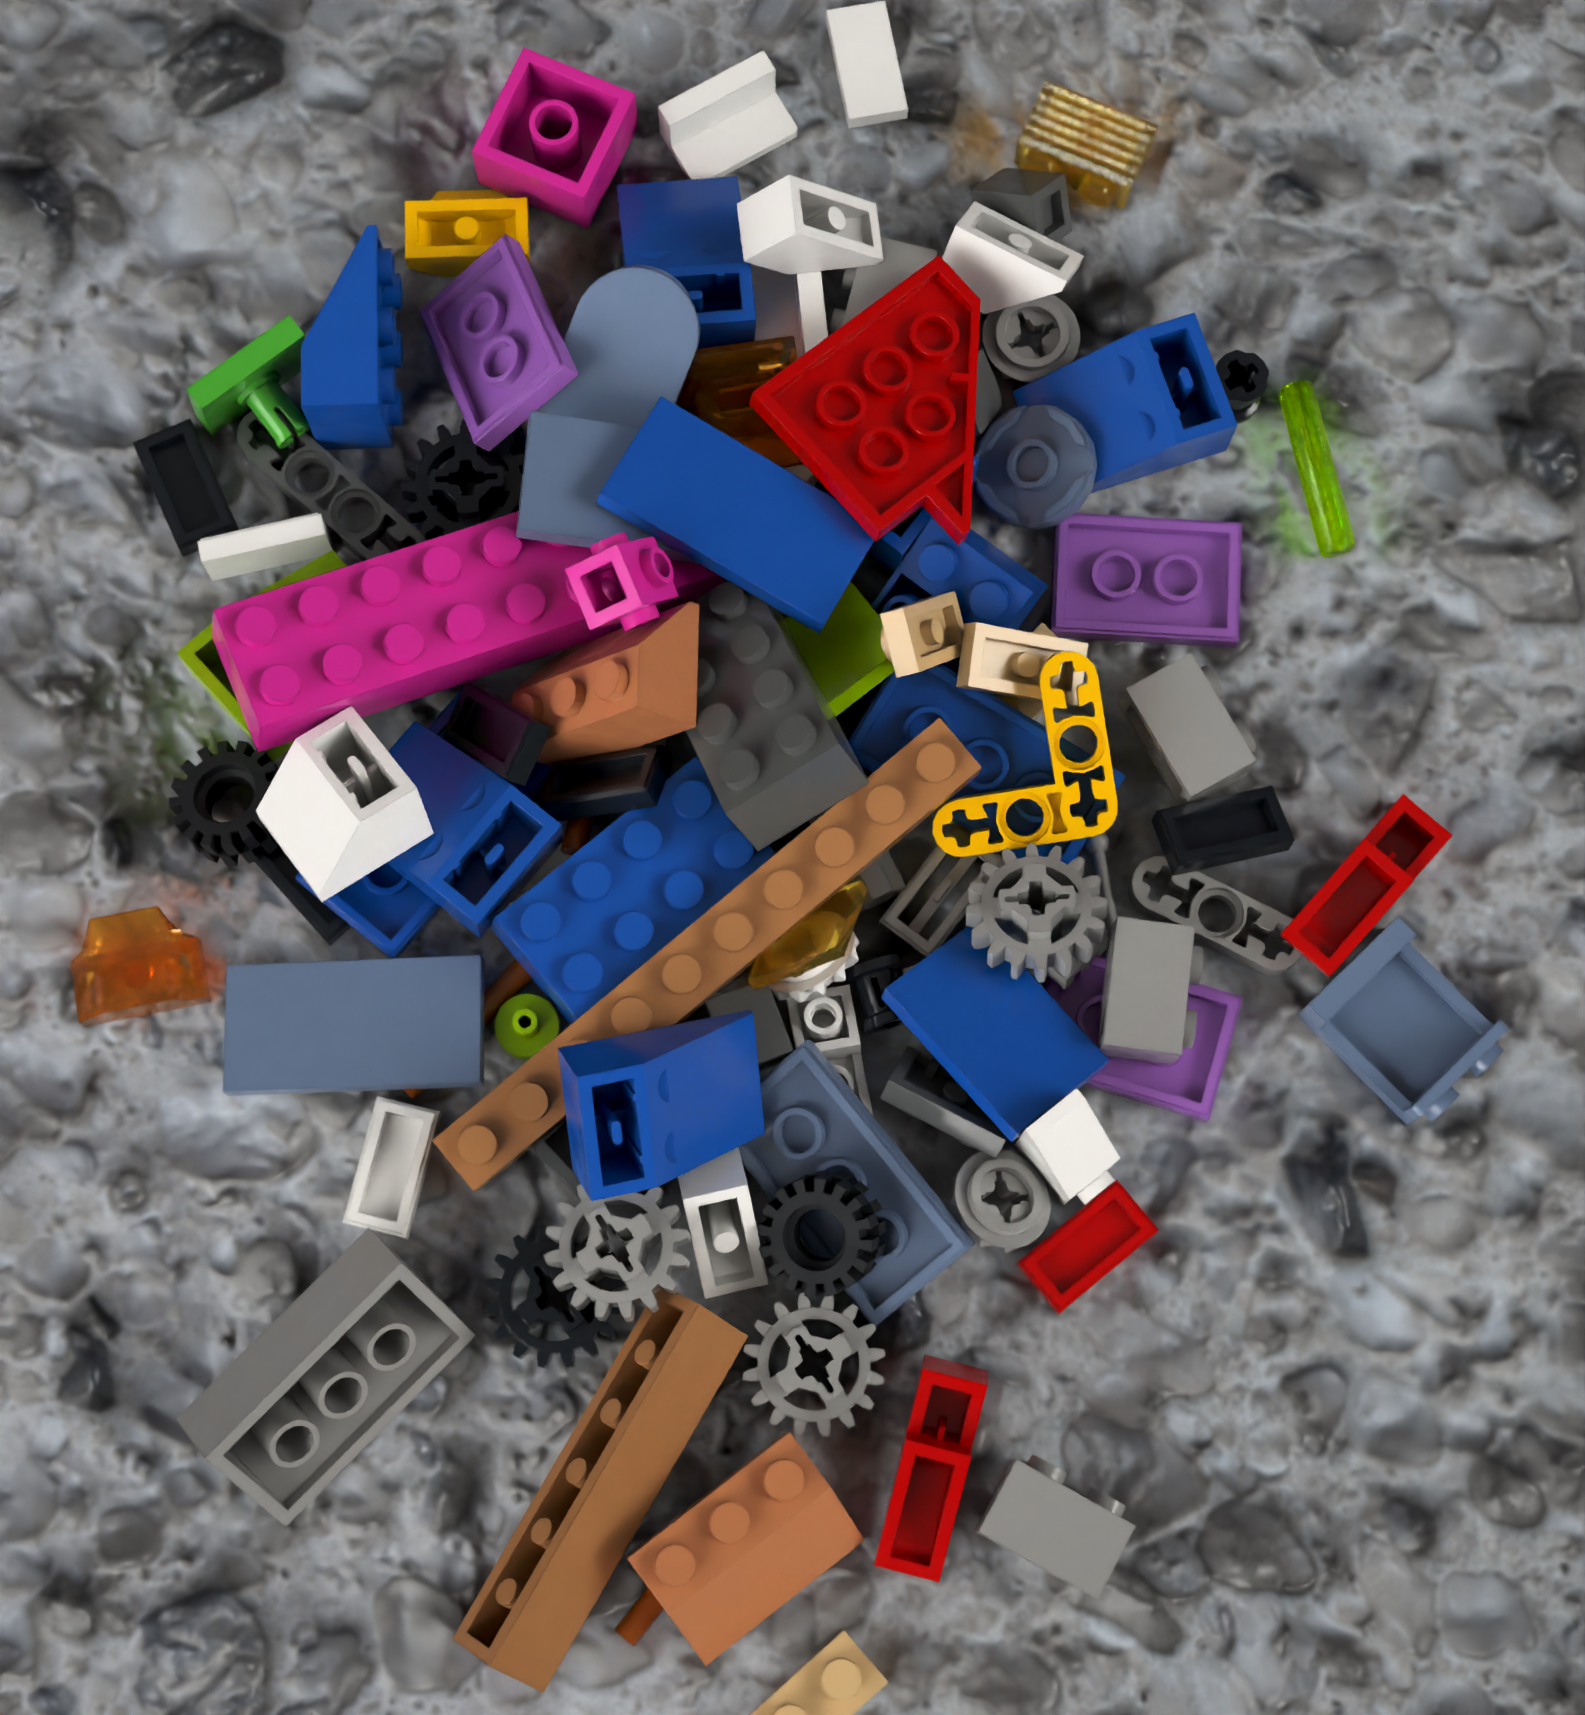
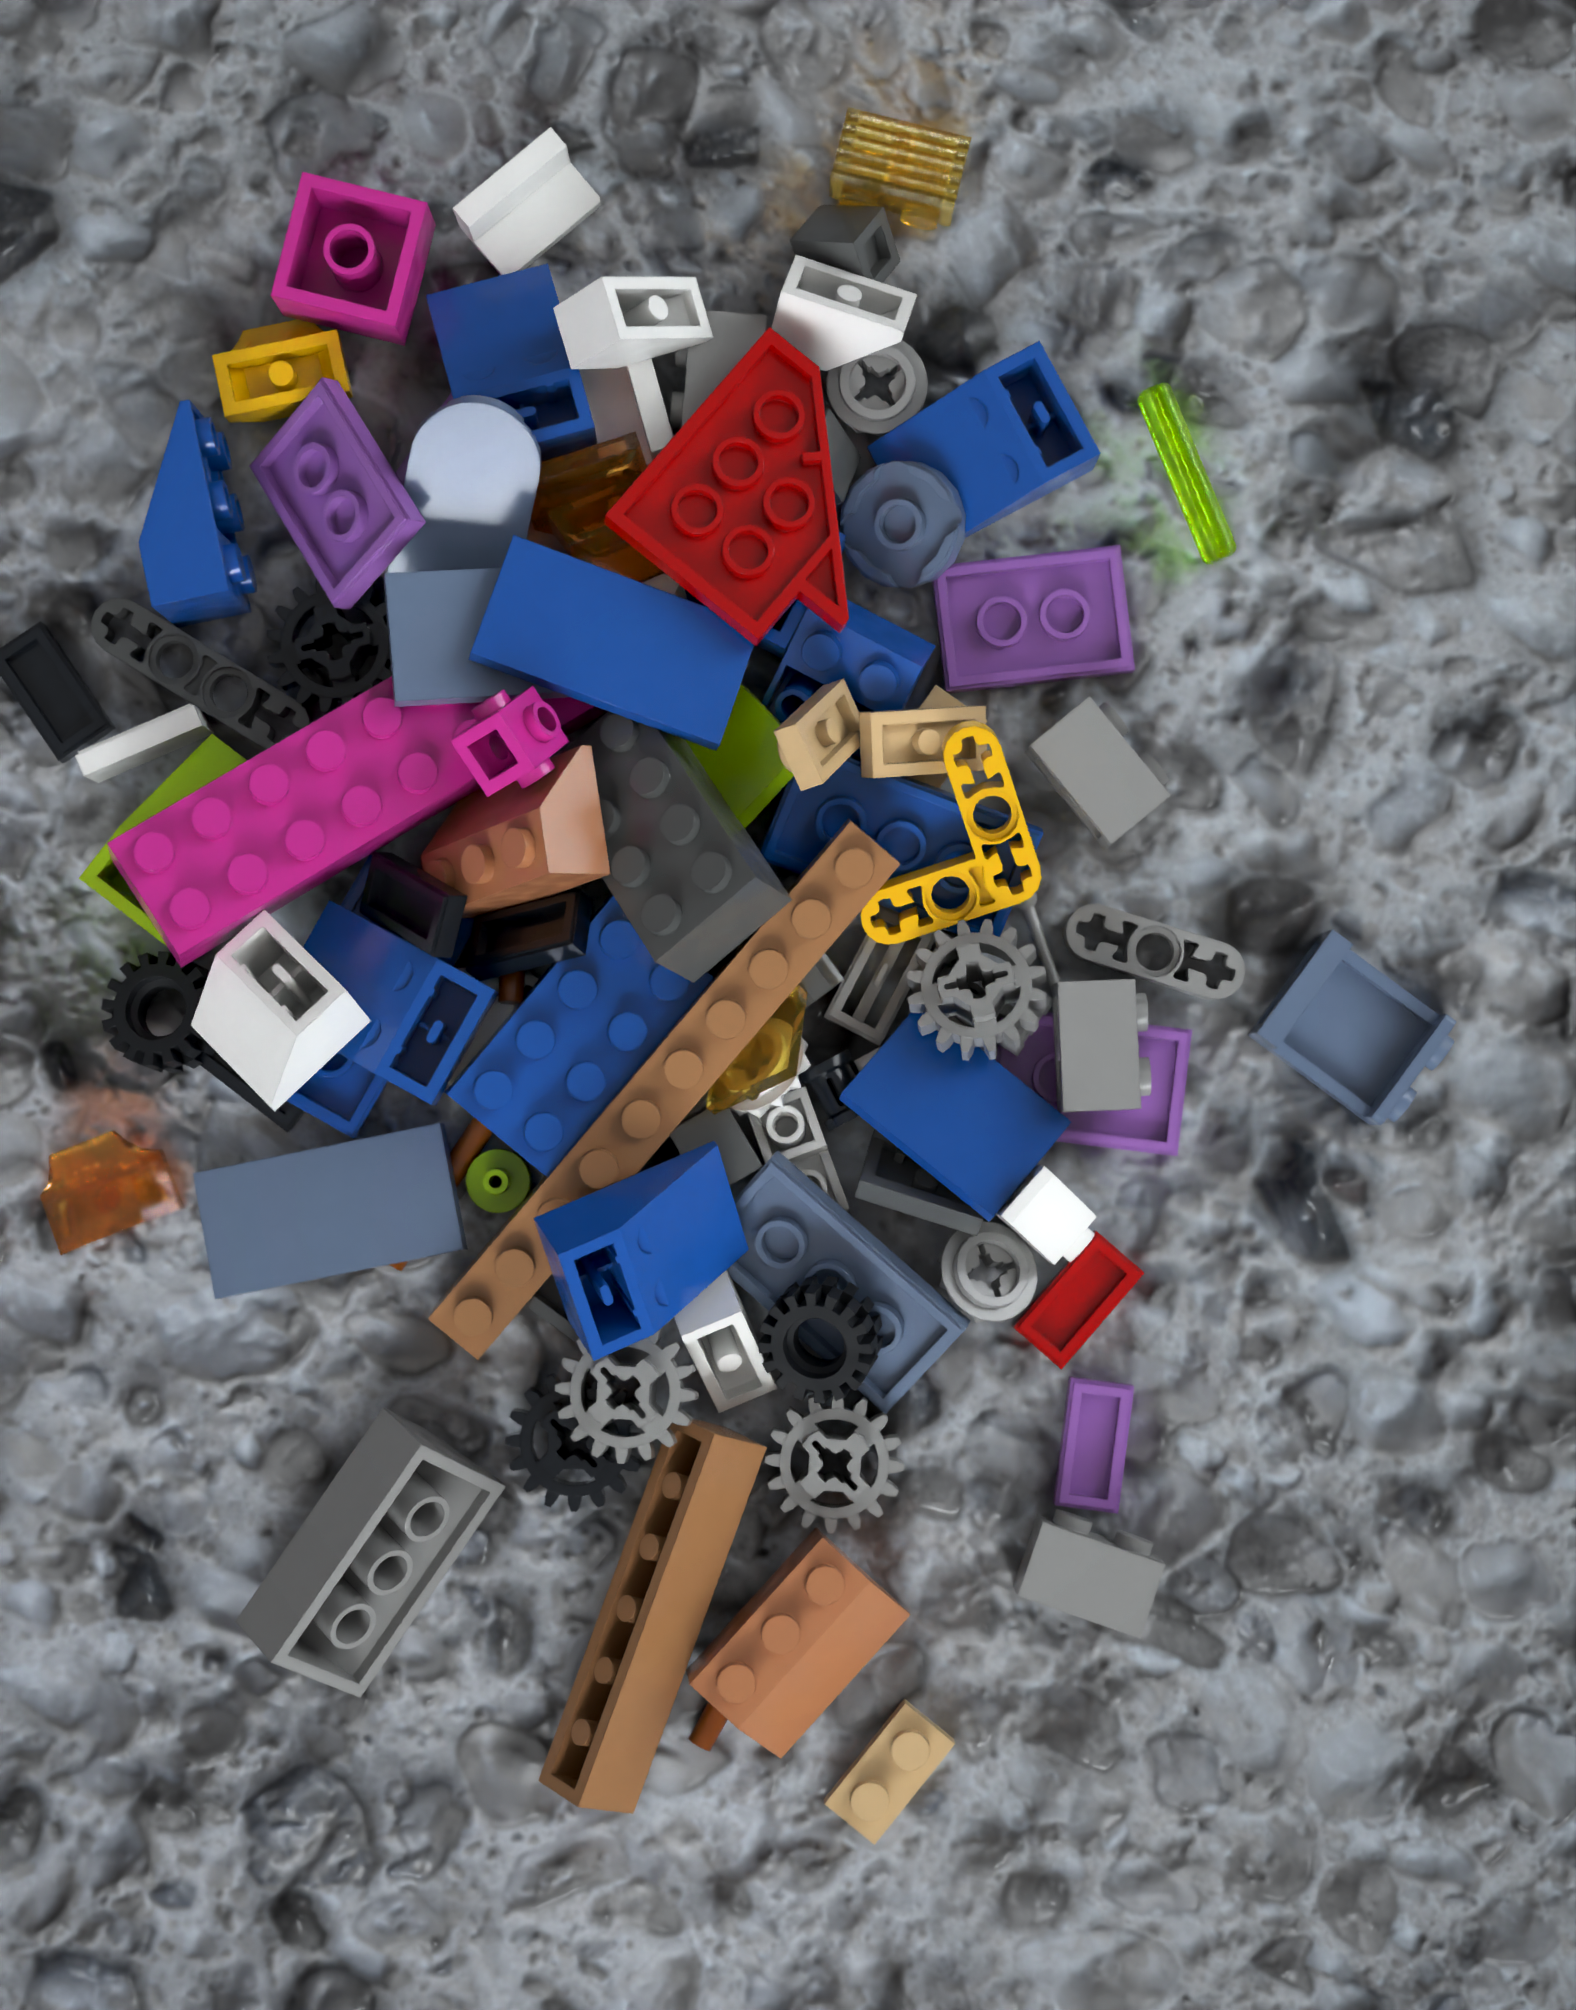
camera: 10 degrees left, 10 degrees up
(254, 381) = (98, 579): bright green tile -> none
(392, 1168) = (393, 1340): white tile -> none
(866, 64) = (659, 115): white tile -> none
(931, 1468) = (963, 1536): red slope -> none
(1080, 1397) = (1093, 1444): none -> medium lavender tile
(1222, 830) = (1147, 867): black tile -> none
(1237, 370) = (1090, 385): black bush -> none
(1366, 885) = (1296, 899): red slope -> none

